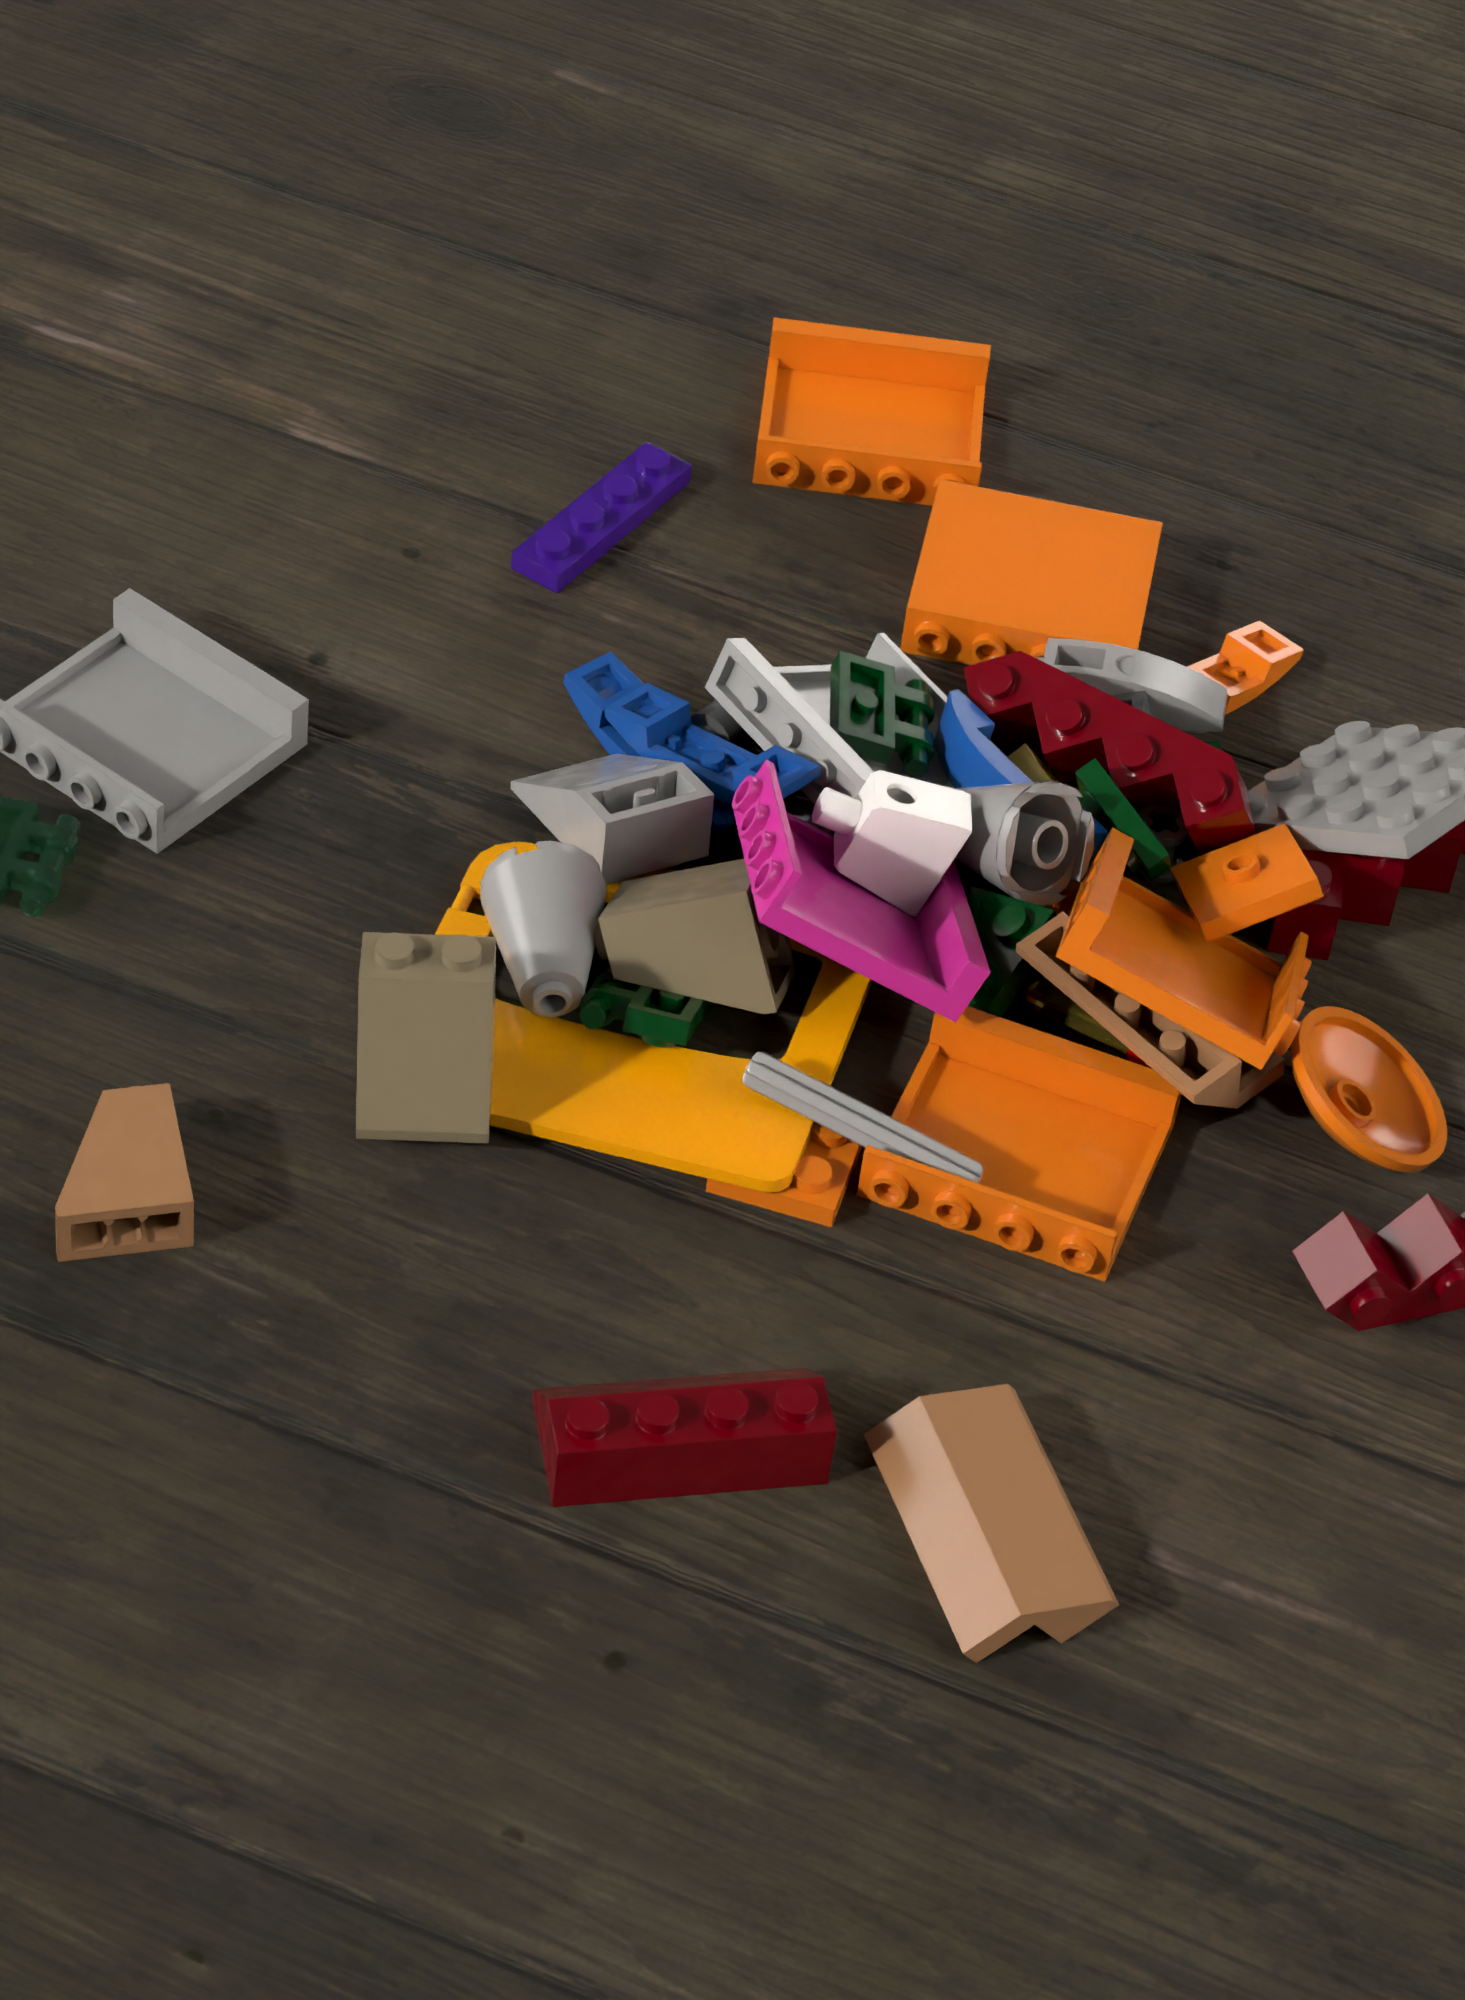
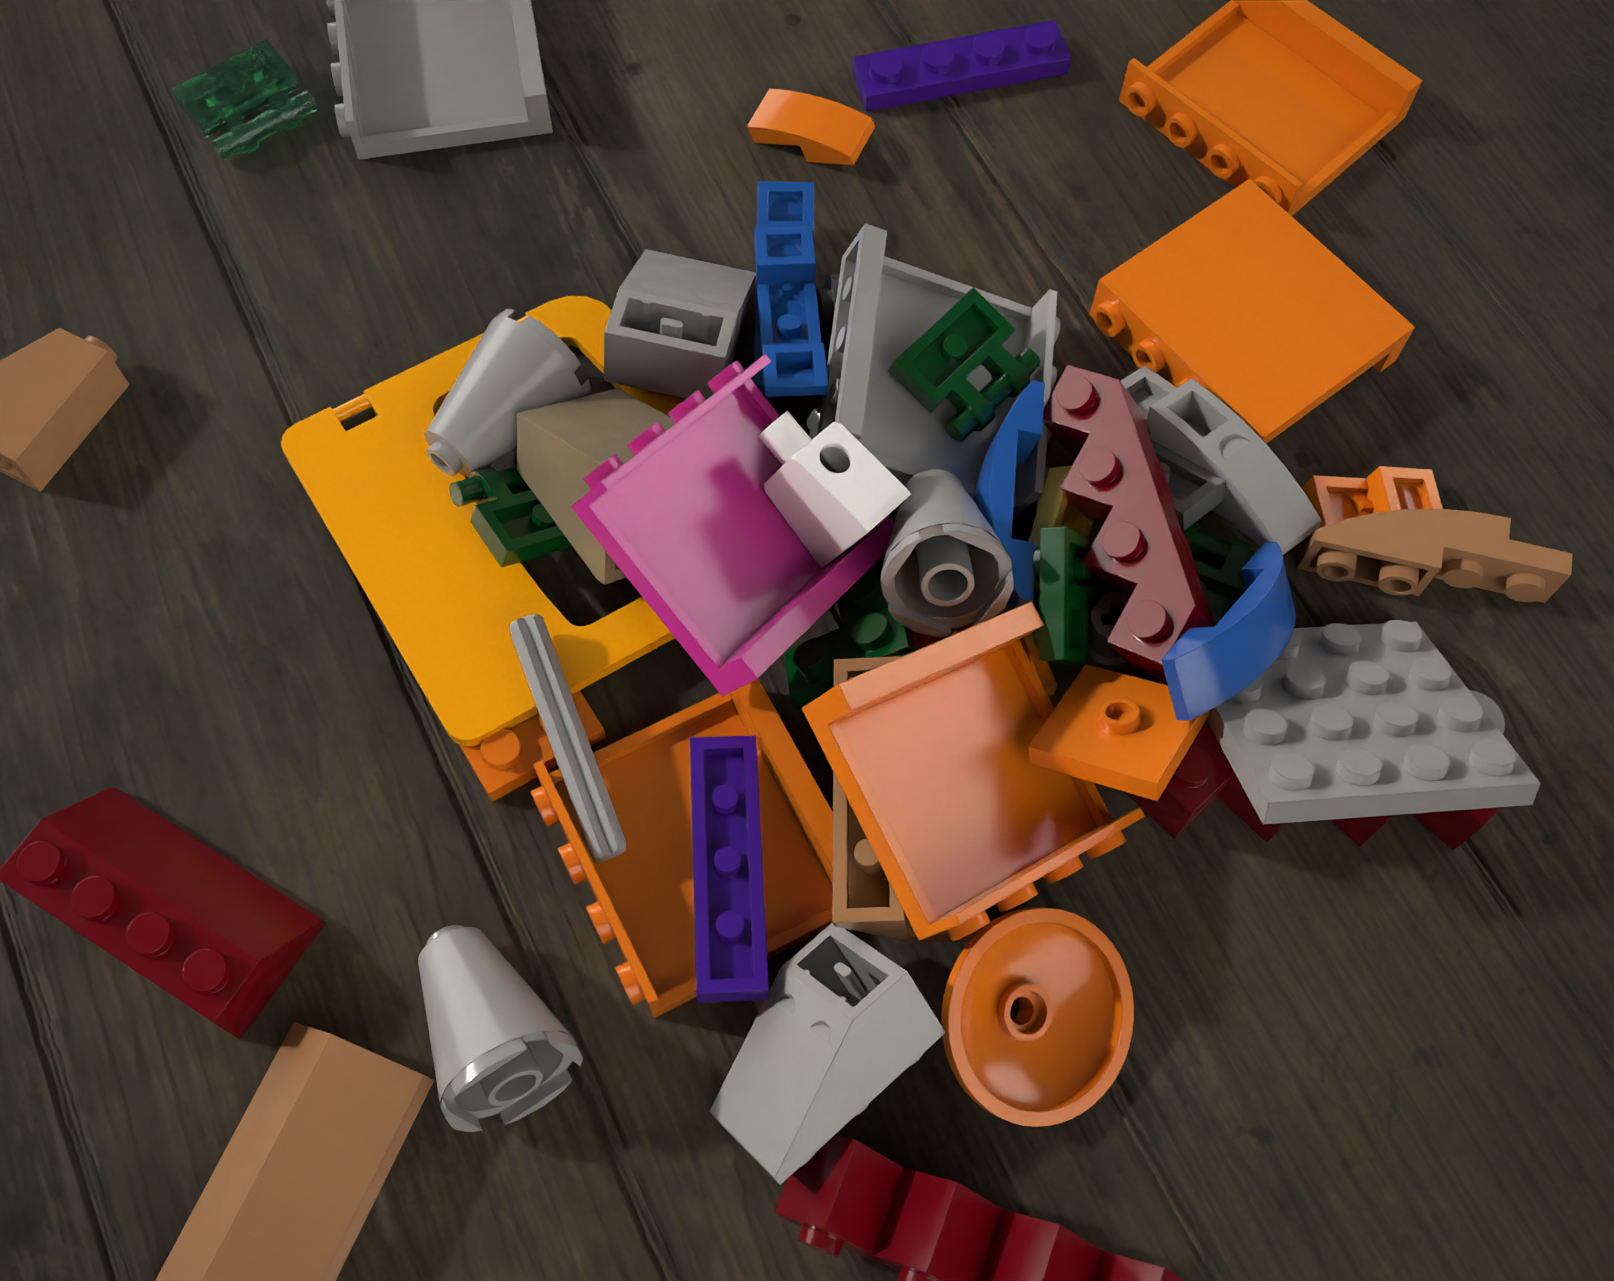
camera: 45 degrees right, 20 degrees up
(425, 1037) = (289, 433): dark tan slope -> none
(552, 615) = (820, 126): none -> orange slope
(1016, 1329) = (489, 1032): none -> light grey cone
(1068, 1135) = (727, 870): none -> dark purple plate
(1254, 1188) = (822, 1049): none -> light grey slope
(1265, 770) = (1222, 660): none -> blue slope
(1304, 673) = (1412, 546): none -> medium nougat slope

